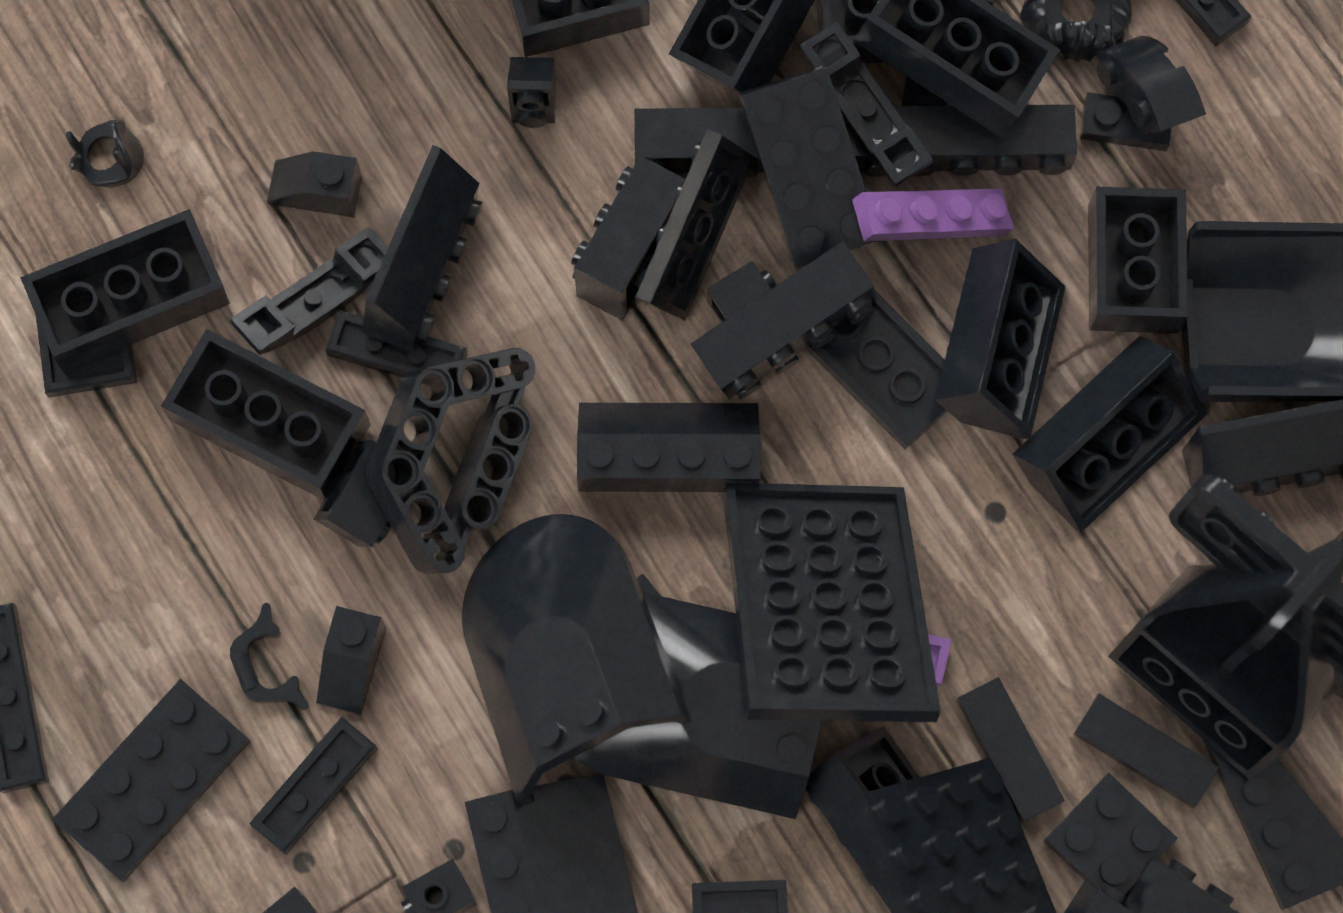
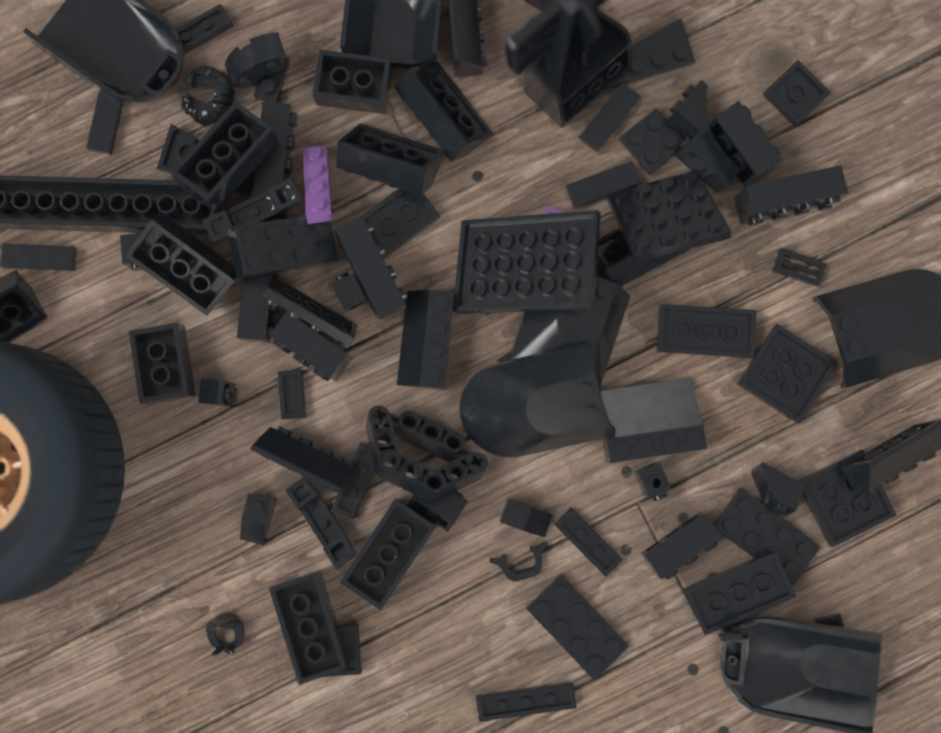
camera: 85 degrees left, 10 degrees up
(543, 220) = (292, 394): none -> black tile

